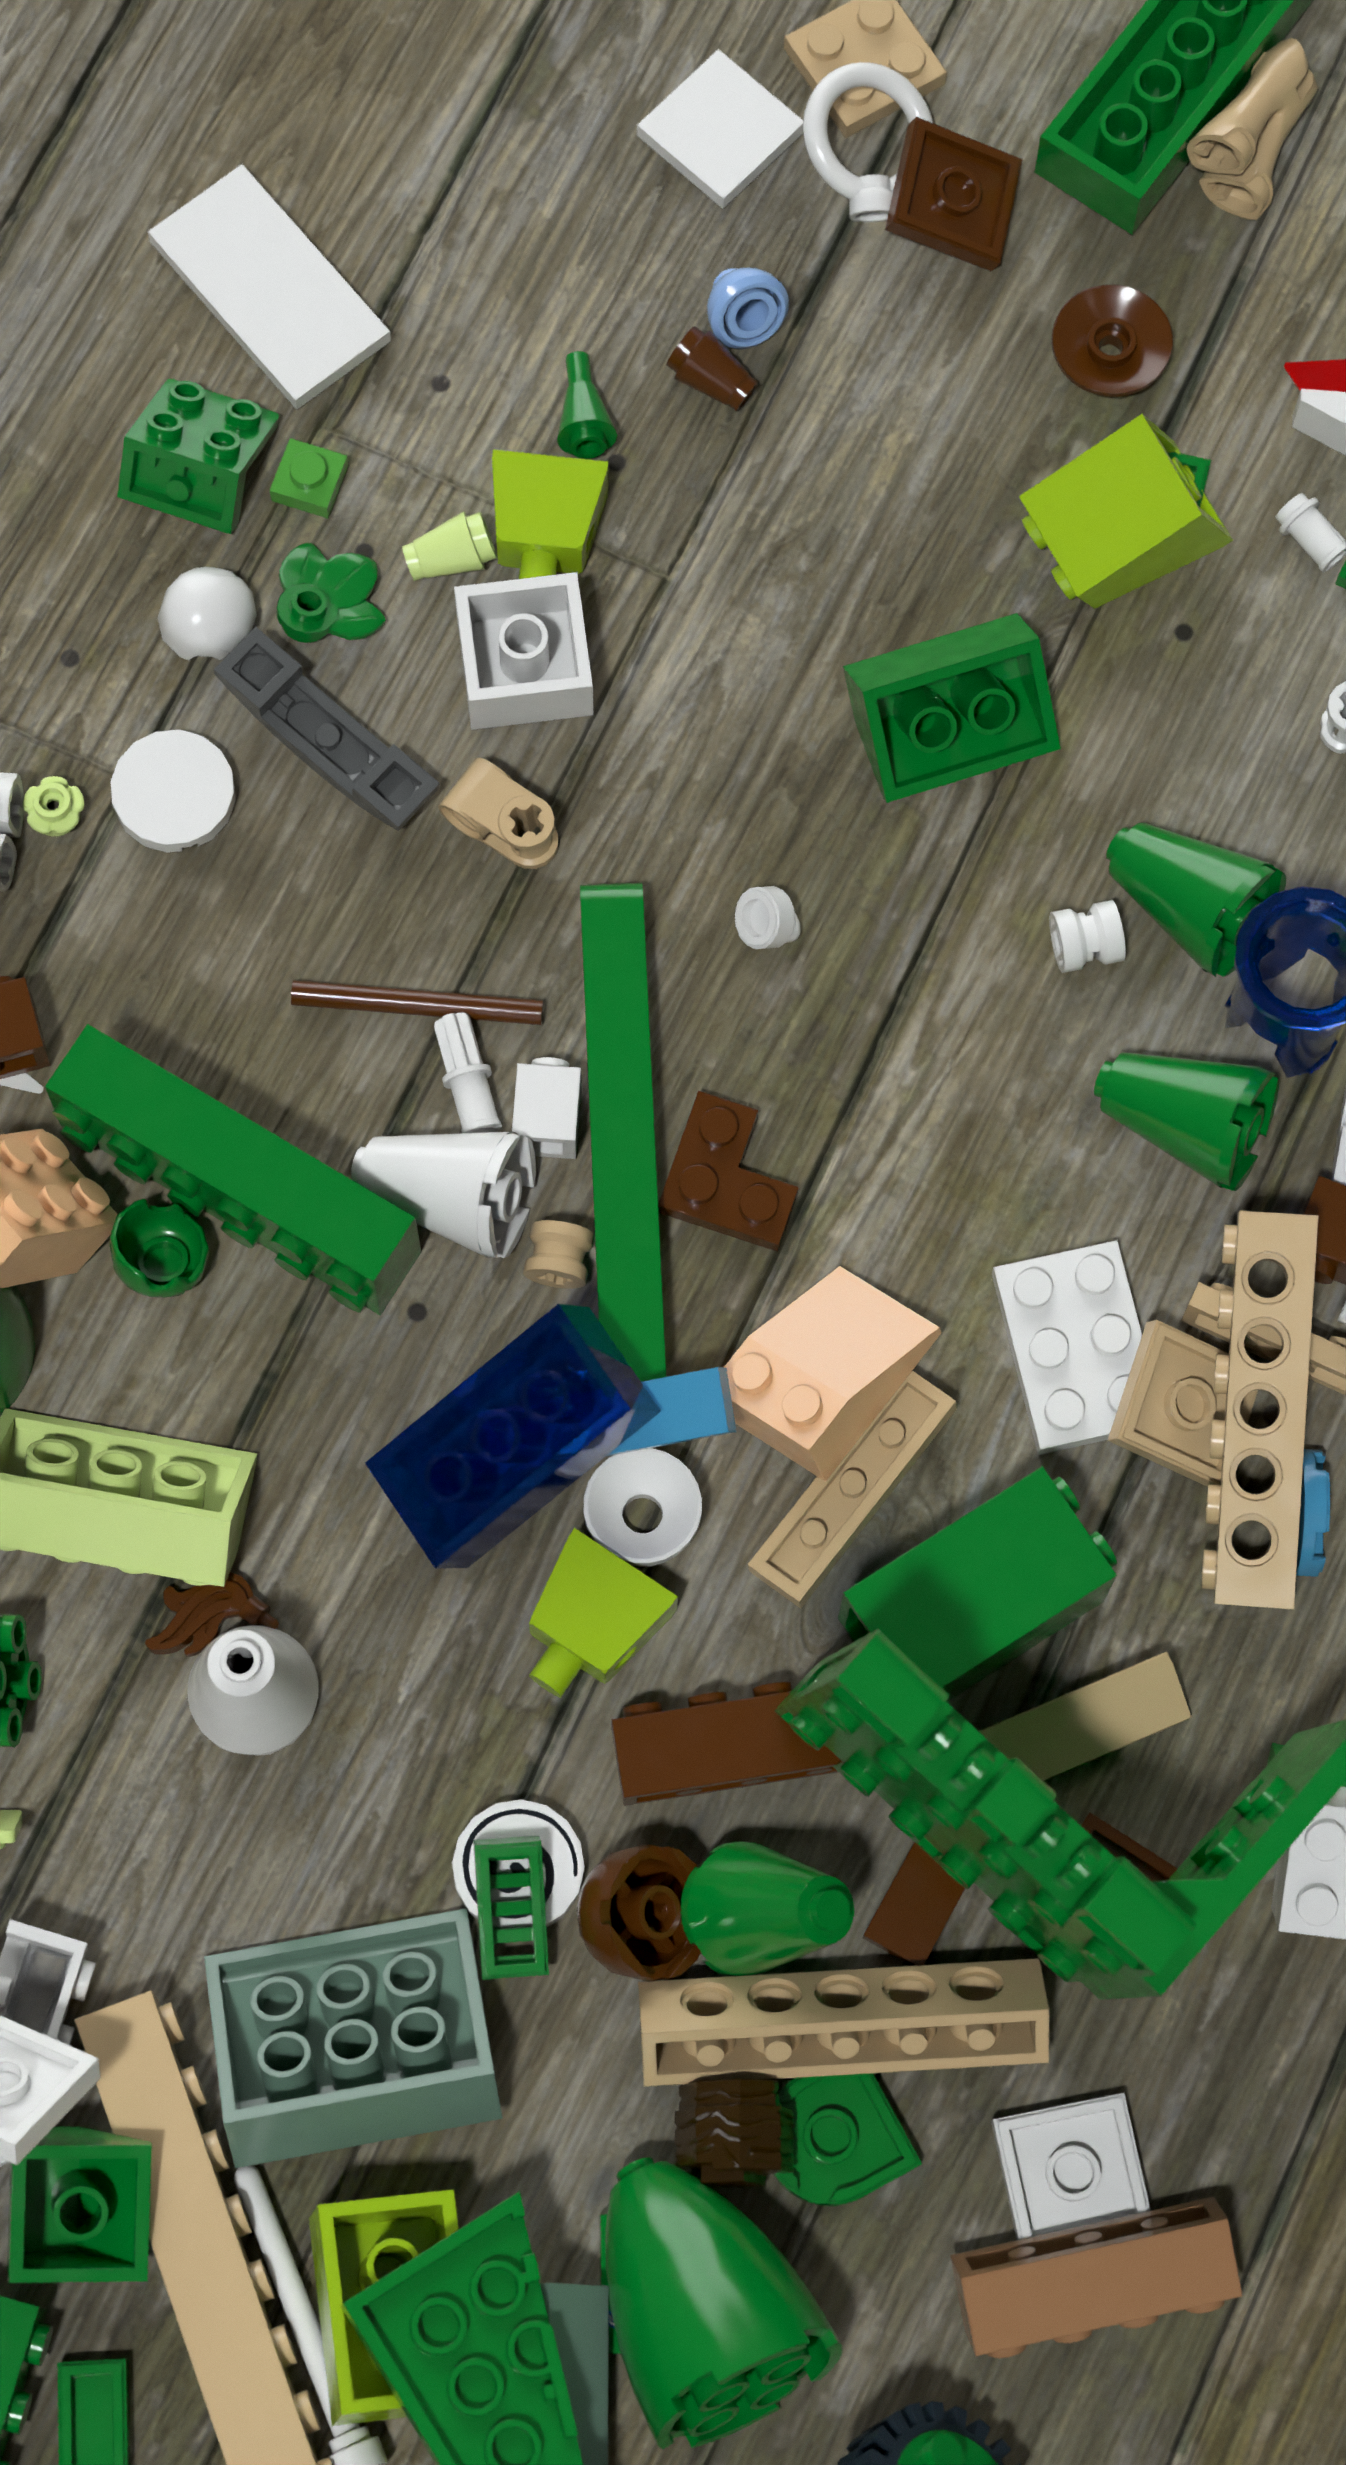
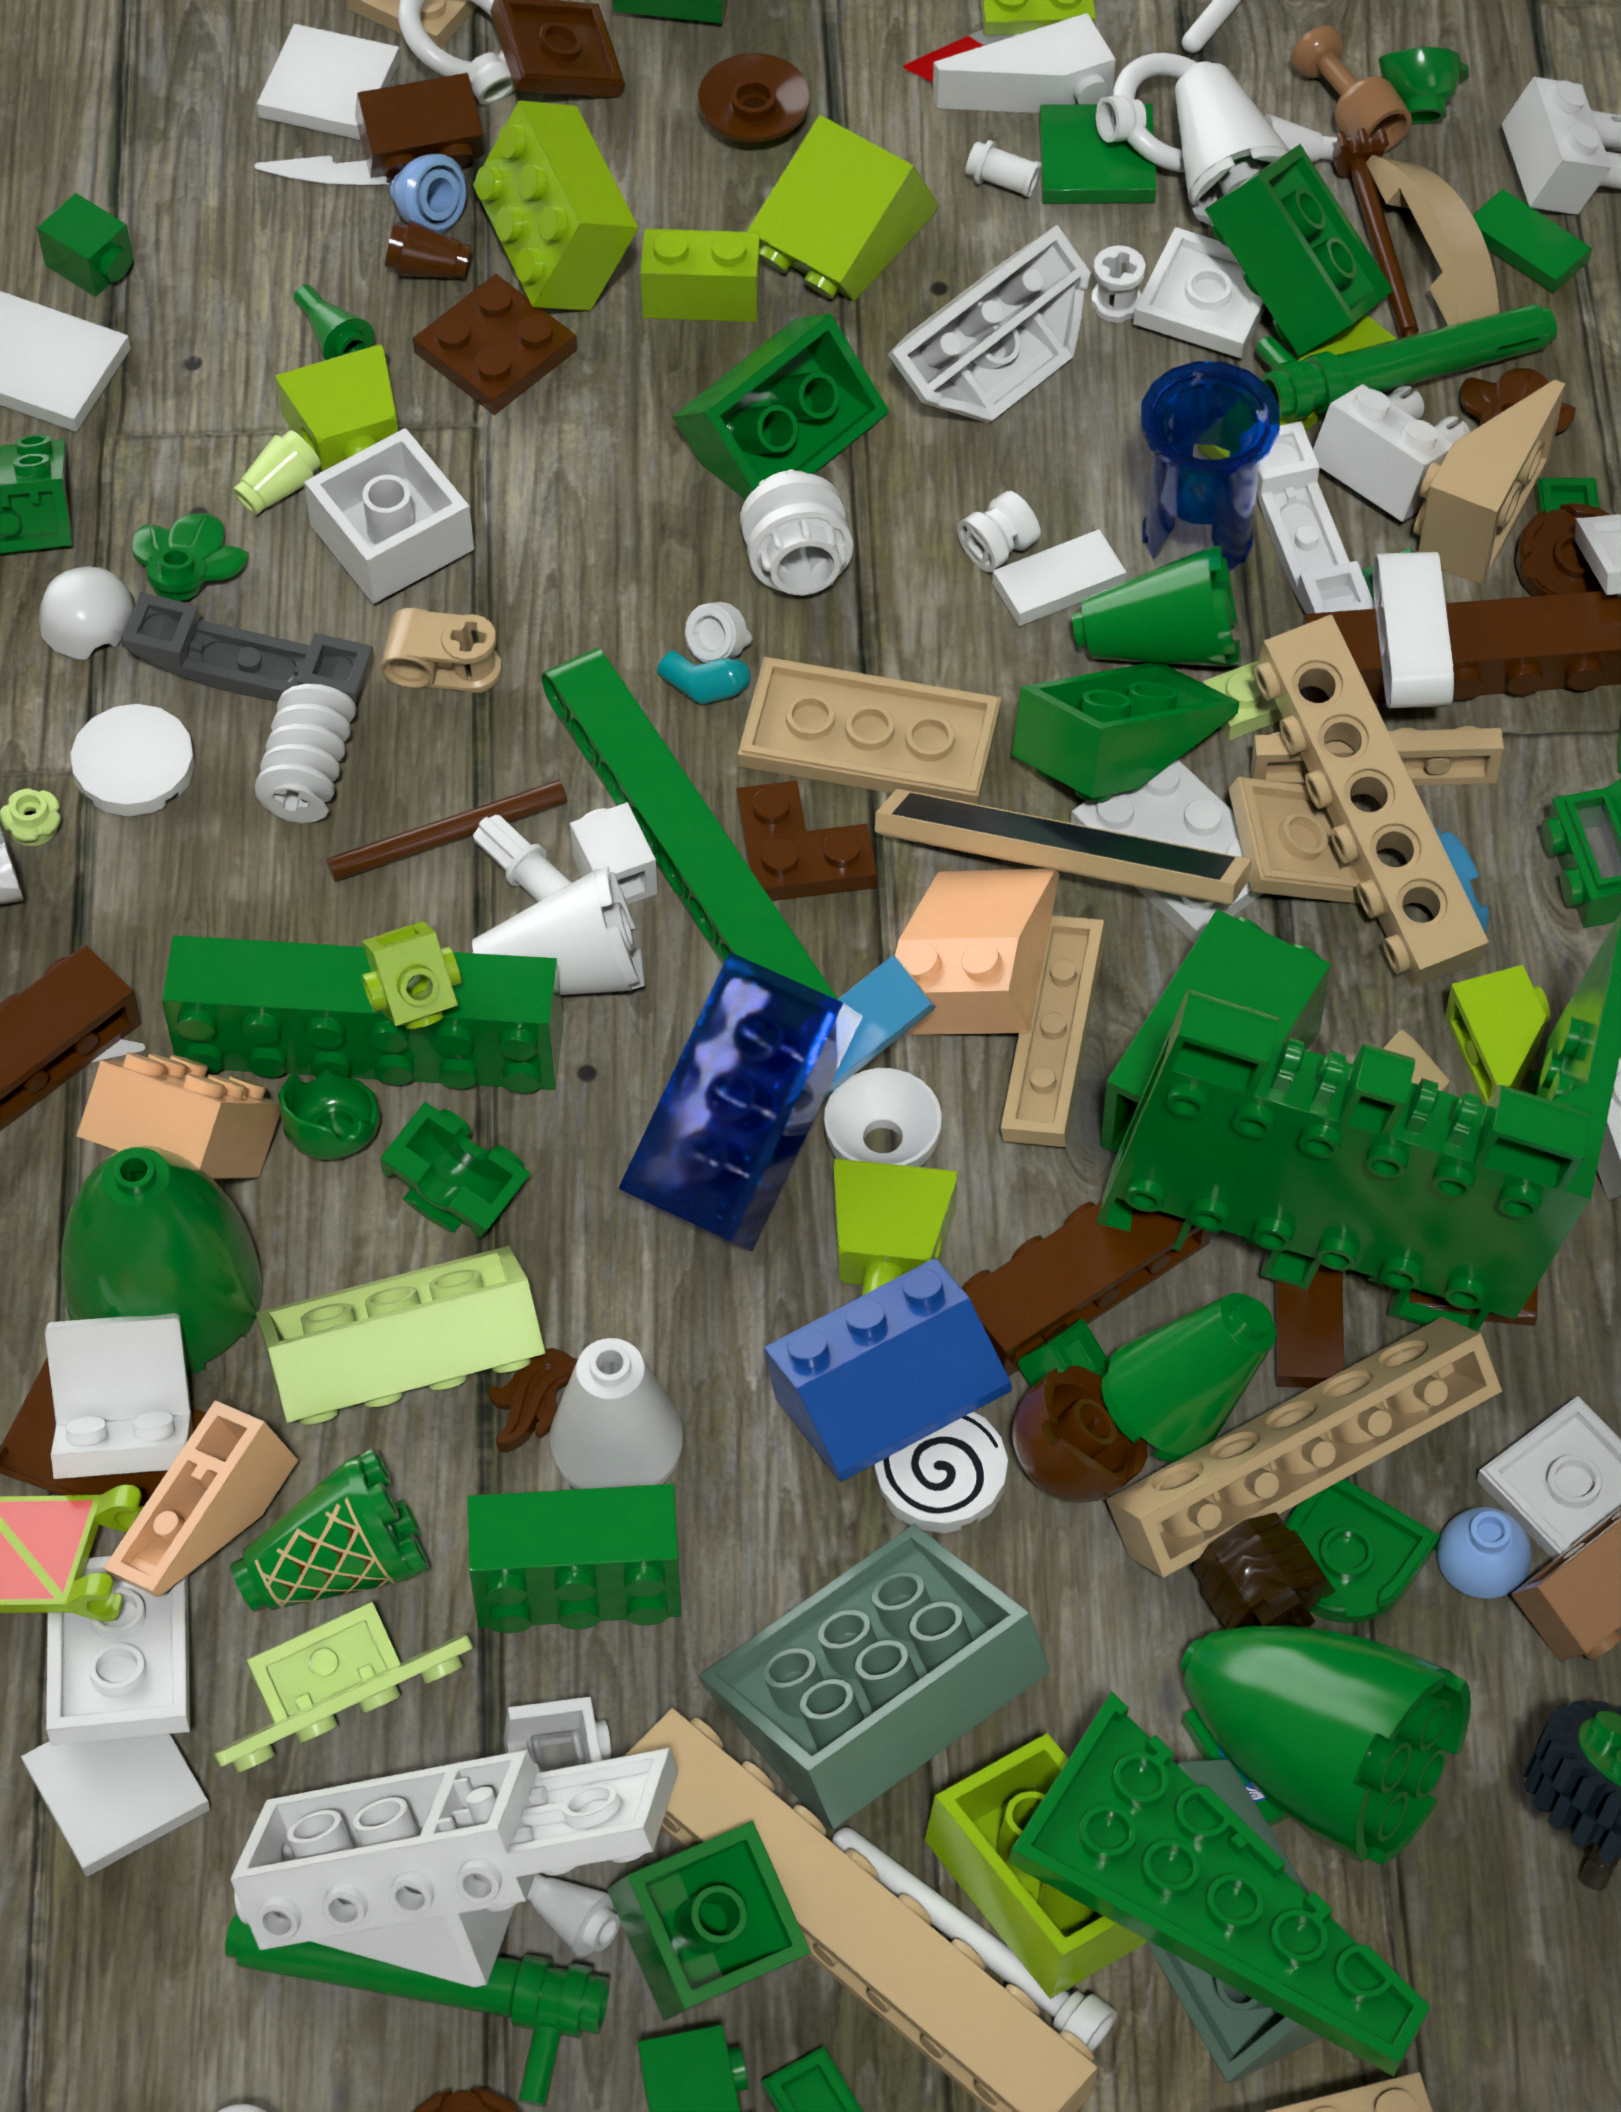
camera: 25 degrees left, 15 degrees down
(140, 1806) = (574, 1557): none -> green brick
(237, 1365) = (449, 1174): none -> green cylinder
(261, 1183) = (399, 957): none -> lime brick
(309, 478) = (118, 475): bright green plate -> none
(321, 862) = (304, 752): none -> white piece
(398, 213) = (85, 245): none -> green brick
(511, 1849) = (951, 1438): green slope -> none
(512, 1758) = (886, 1369): none -> blue slope
(558, 1254) = (689, 962): tan wheel -> none
(668, 225) = (323, 170): none -> white sticker
(683, 1823) = (1070, 1346): none -> green slope
(727, 498) = (494, 344): none -> reddish brown plate
(730, 962) = (705, 681): none -> teal arm
(772, 228) = (418, 121): none -> reddish brown brick
(846, 385) = (555, 206): none -> lime brick
(856, 1088) = (869, 731): none -> tan tile
(892, 850) = (796, 532): none -> white piece
(954, 519) = (700, 275): none -> lime brick
(954, 2198) = (1484, 1553): none -> light blue brick
(959, 1308) = (1063, 846): none -> tile
(1081, 1204) = (1115, 726): none -> green slope
(1121, 1009) = (1058, 577): none -> white tile
(1192, 889) = (1070, 455): green cone -> none
(1198, 720) = (999, 332): none -> white wedge
(1208, 1216) = (1253, 709): none -> yellowish green plate
(1260, 1696) = (1497, 1026): none -> lime slope

